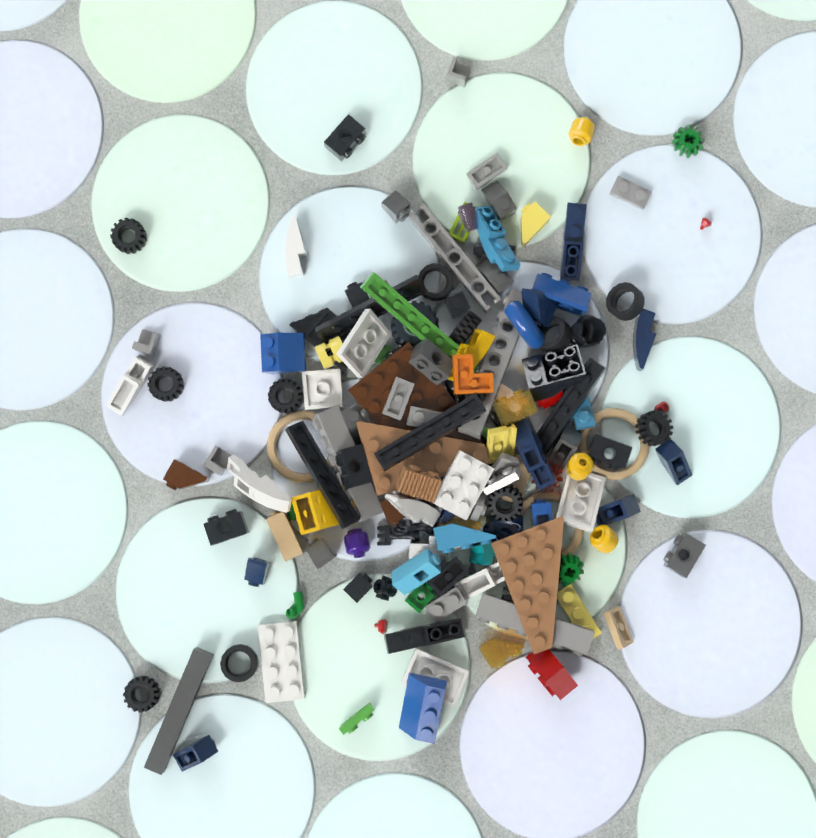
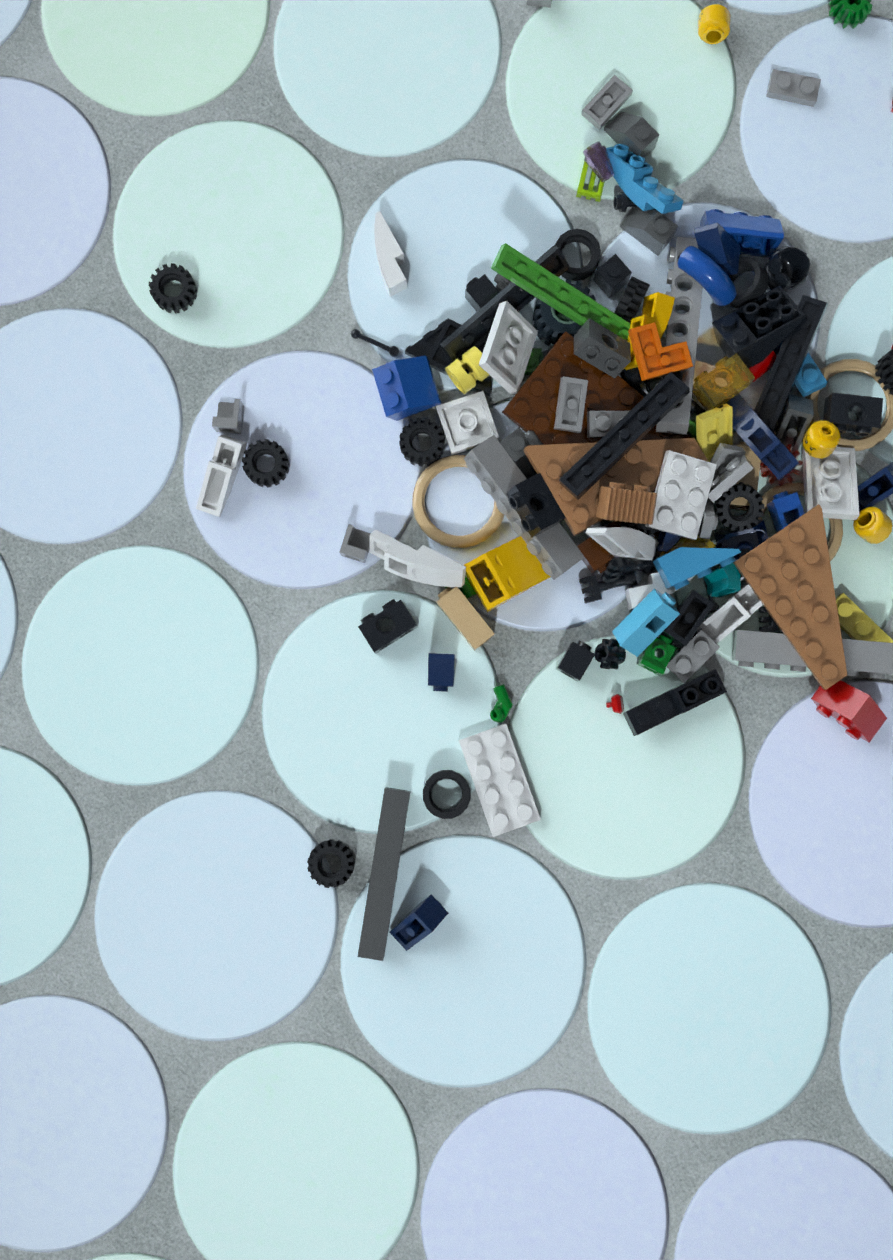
camera: 10 degrees left, 0 degrees up
(183, 476) = (317, 574): reddish brown slope -> none
(281, 321) = (393, 351): none -> black hinge
(319, 552) = (516, 628): dark grey slope -> none
(322, 474) = (496, 527): black plate -> none
(347, 127) = (419, 88): black brick -> none
(357, 542) = (559, 605): dark purple head -> none
(363, 714) = (622, 820): bright green plate -> none
(396, 207) = (505, 171): dark grey slope -> none
(422, 707) = (697, 793): slope -> none
(432, 666) = (701, 752): white plate -> none
(445, 247) = (578, 206): light grey piece -> none
(498, 650) = (773, 699): clear yellow slope -> none
(532, 221) = (680, 150): light yellow slope -> none
(573, 241) = (737, 162): dark blue slope -> none
(575, 569) = (842, 572): green gear -> none
(636, 307) = (812, 209): black tyre -> none
(643, 338) = (856, 262): dark blue slope -> none

